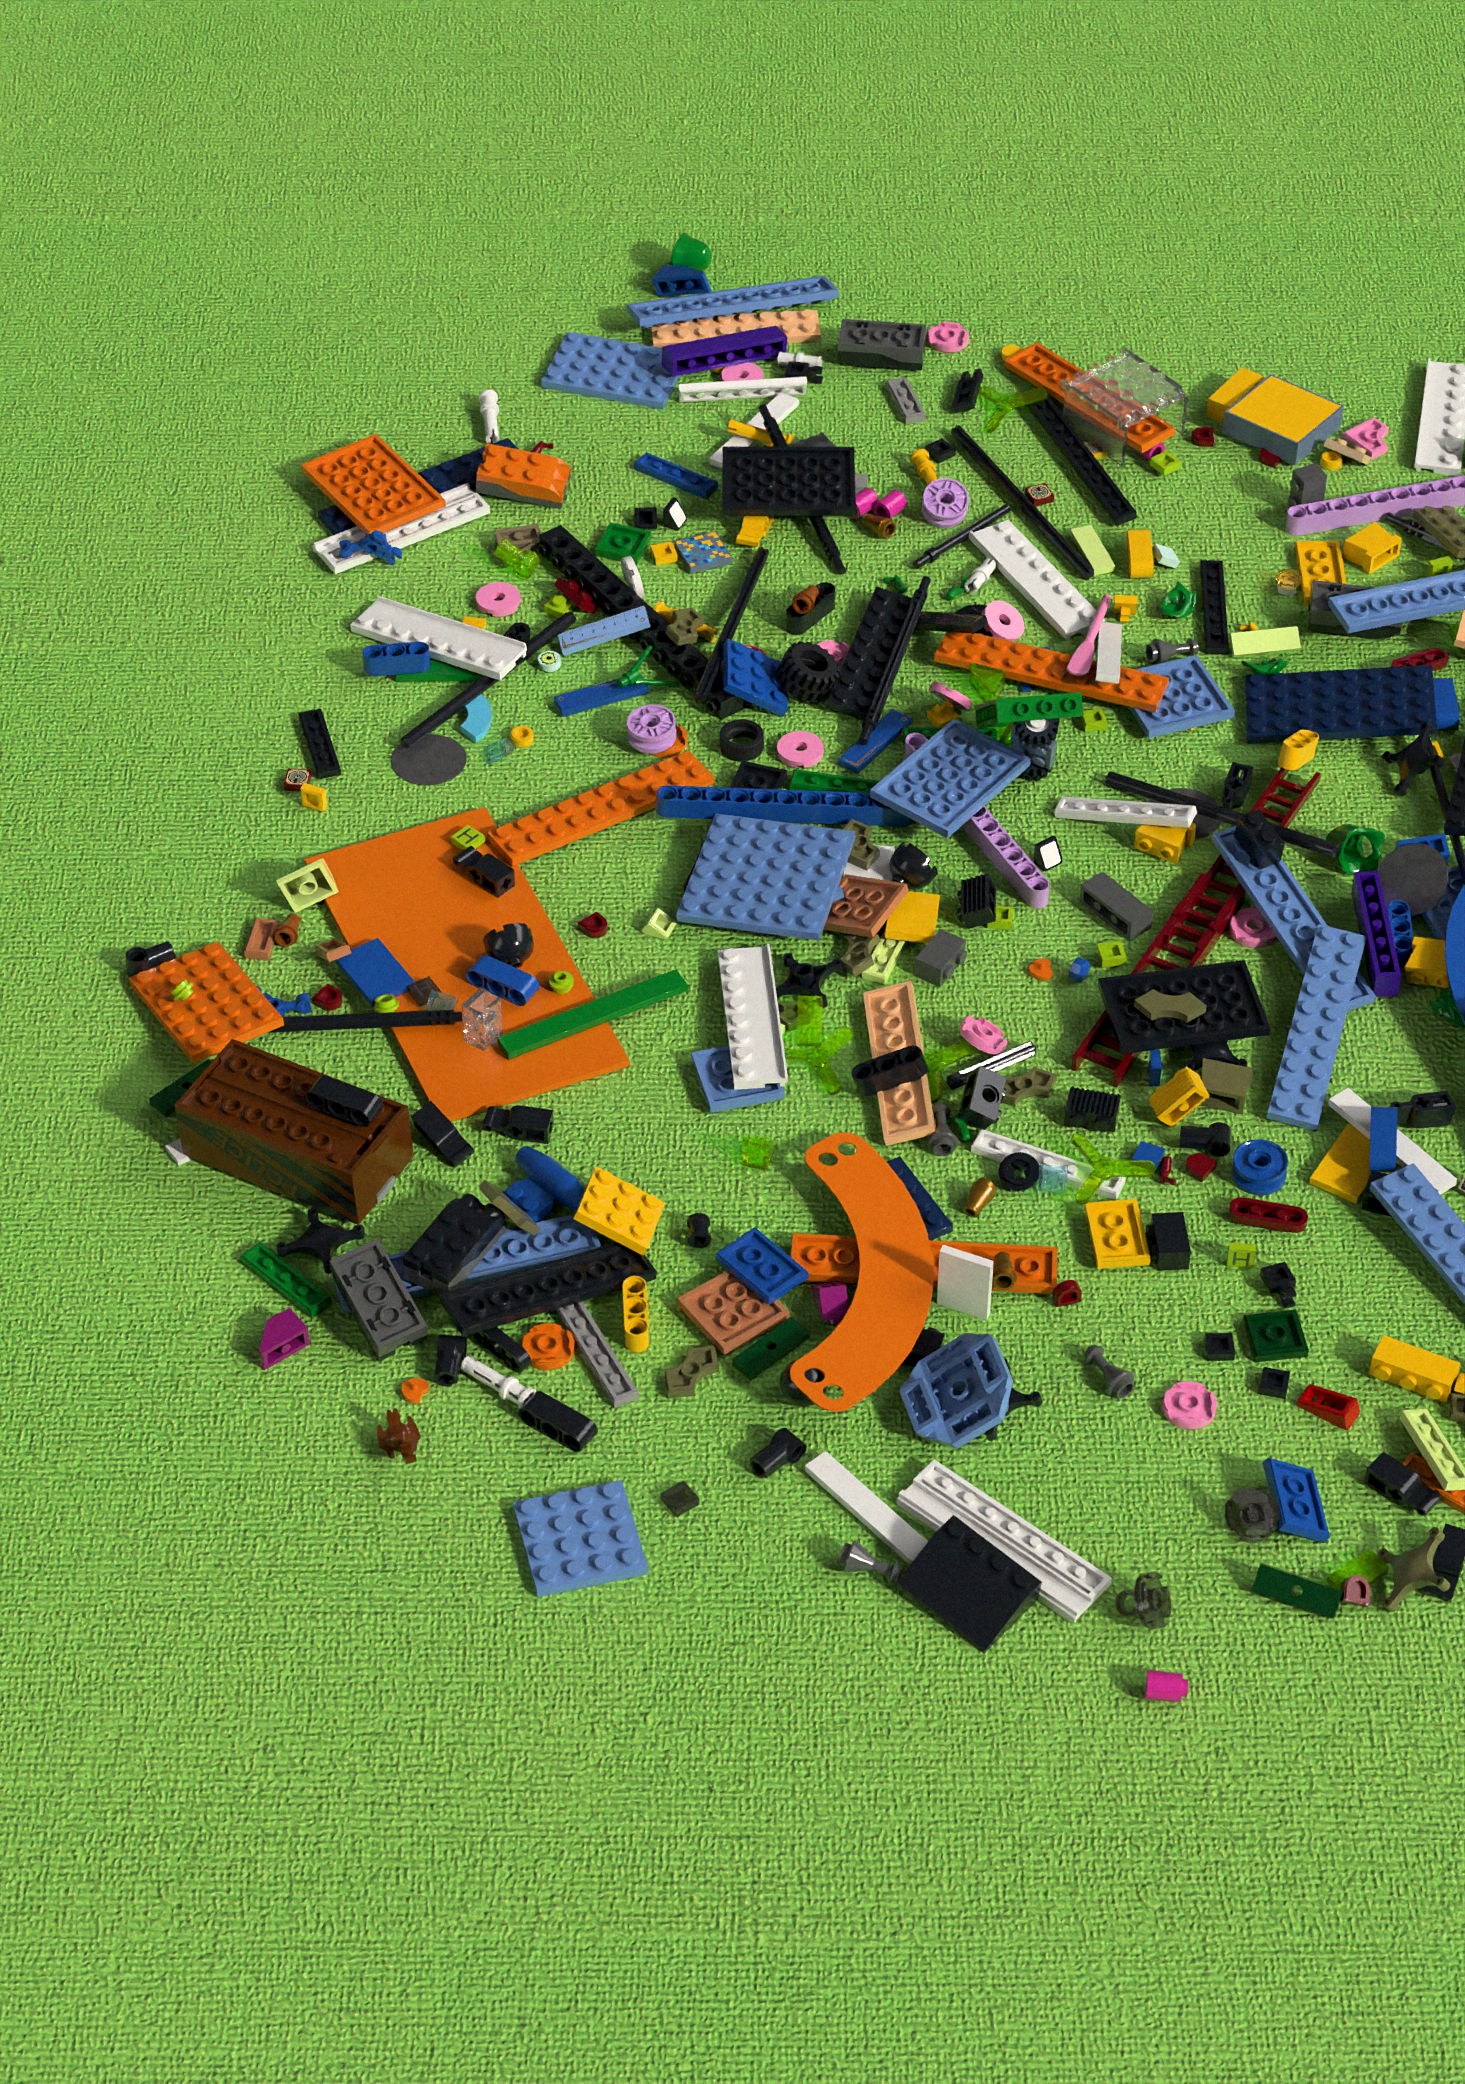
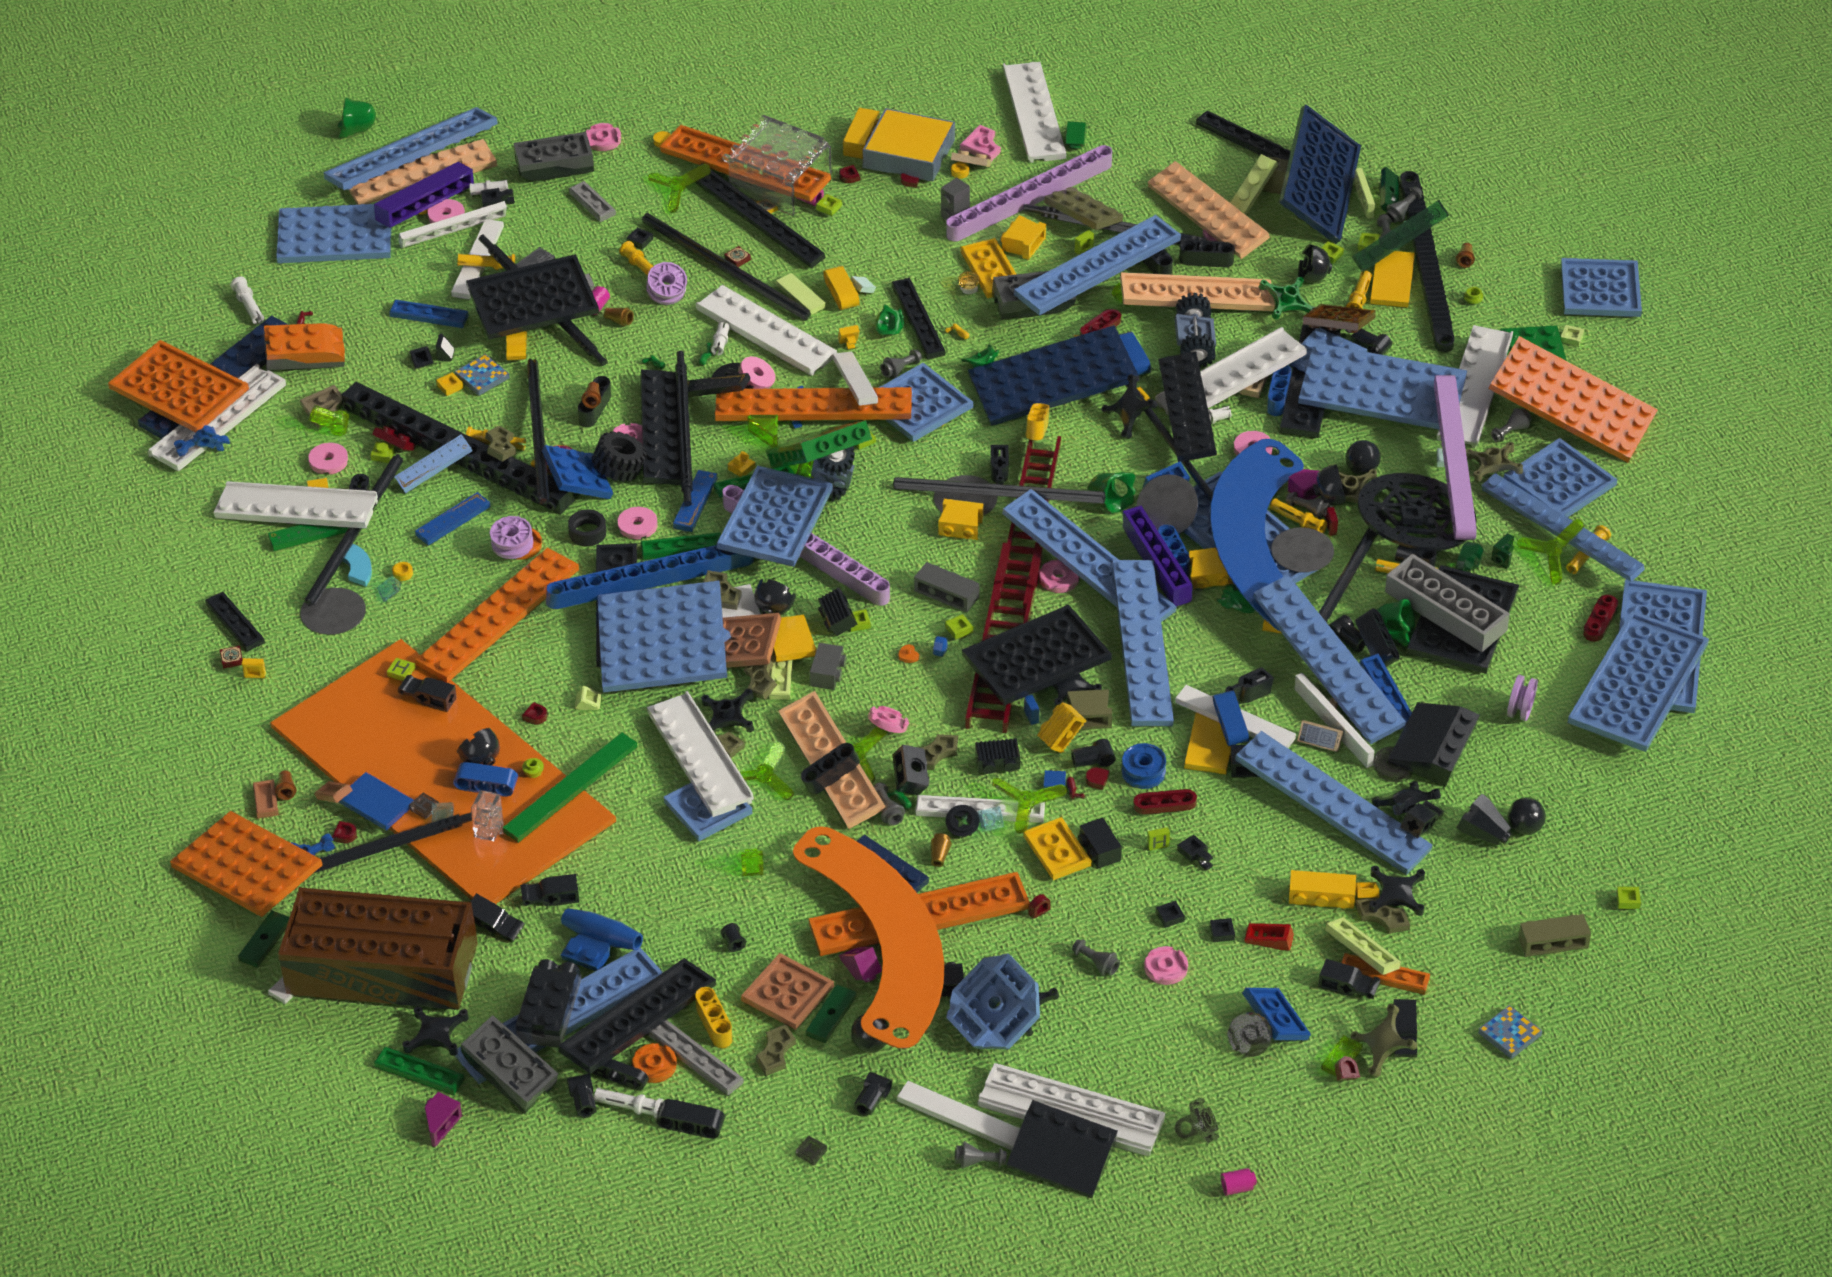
camera: 20 degrees left, 0 degrees up
(143, 959) = (176, 842): black piece -> none
(182, 990) = (227, 859): lime plate -> none
(308, 885) = (287, 743): yellowish green slope -> none
(344, 1101) = (420, 912): black beam -> none
(386, 1003) = (398, 824): lime plate -> none
(396, 658) = (270, 532): blue beam -> none
(399, 1437) = (572, 1167): reddish brown piece -> none
(414, 1389) = (563, 1127): orange piece -> none
(516, 1214) = (580, 961): olive tile -> none
(549, 661) = (396, 501): light aqua tile -> none
(580, 1538) = (747, 1203): medium blue plate -> none
(619, 1210) = (666, 939): yellow plate -> none
(623, 541) = (411, 383): green tile -> none
(632, 575) = (436, 409): white tile -> none
(634, 676) = (476, 496): green plant -> none
(679, 280) = (358, 140): blue slope -> none
(761, 1266) = (797, 951): blue tile -> none
(809, 1020) = (746, 745): clear neon green tile -> none
(890, 504) = (621, 295): dark pink brick -> none
(933, 553) = (673, 329): black bar -> none
(955, 697) = (737, 446): bright pink tile -> none
(965, 1282) = (963, 919): white tile -> none
(967, 391) = (641, 181): black hinge -> none
(993, 1063) = (905, 739): axle -> none
(1003, 1272) = (986, 902): pearl gold cone -> none
(1047, 854) = (874, 558): slope -> none
(1083, 656) = (837, 388): bright pink piece -> none
(1125, 811) = (923, 508): white tile -> none
(1158, 1005) = (1037, 655): olive tile -> none
(1259, 839) = (1042, 504): black brick -> none
(1265, 641) = (971, 337): yellowish green tile -> none
(1275, 1335) = (1208, 893): dark green tile -> none
(1280, 1586) = (1319, 1081): dark green tile -> none

